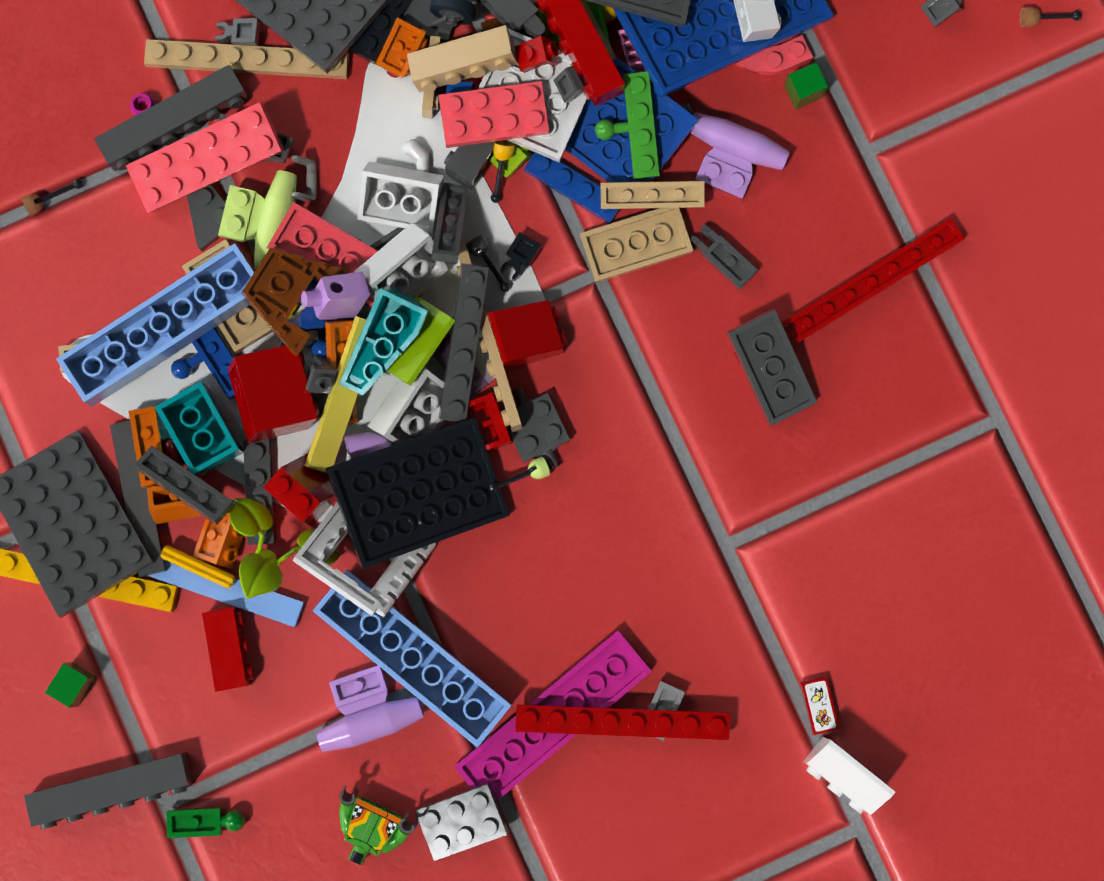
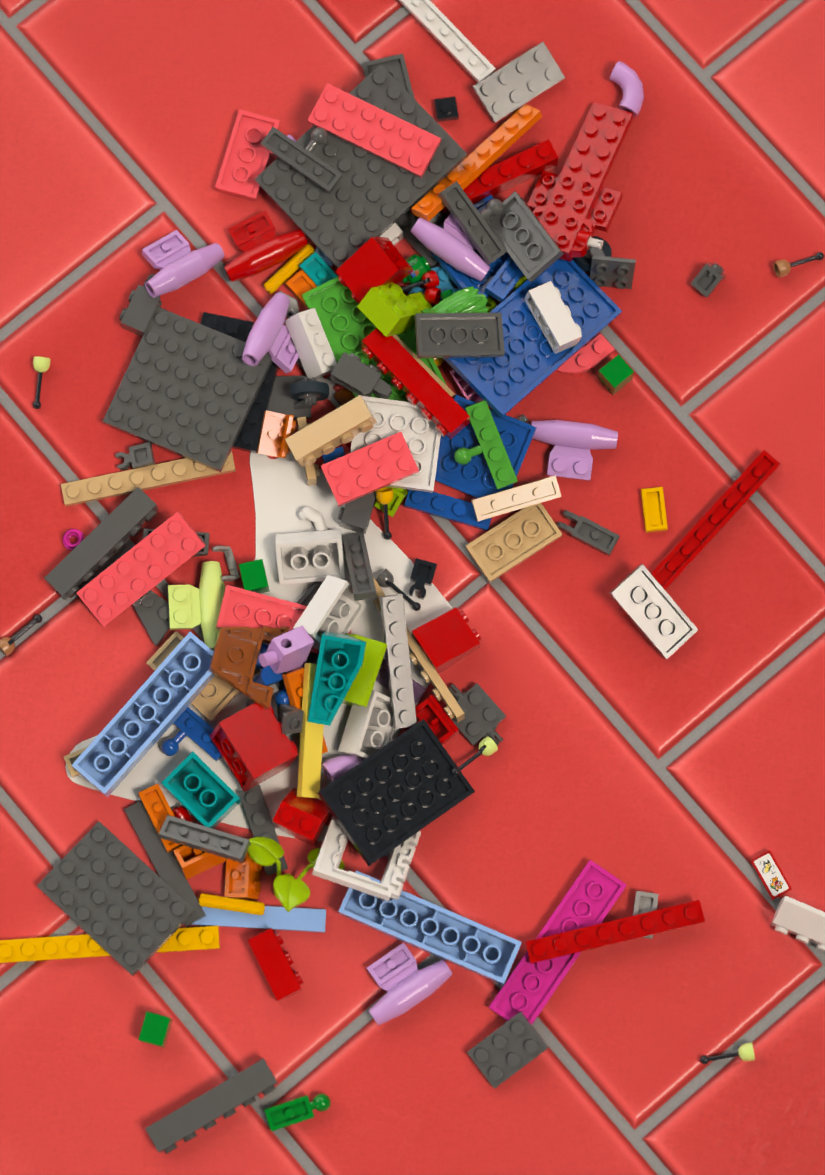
camera: 15 degrees left, 5 degrees down
(331, 202) = (254, 576): none -> green piece
(371, 826) = (435, 1074): torso -> none
(536, 53) = (390, 410): red bracket -> none
(568, 84) = (424, 428): dark grey tile -> none
(805, 251) = (654, 509): none -> yellow tile

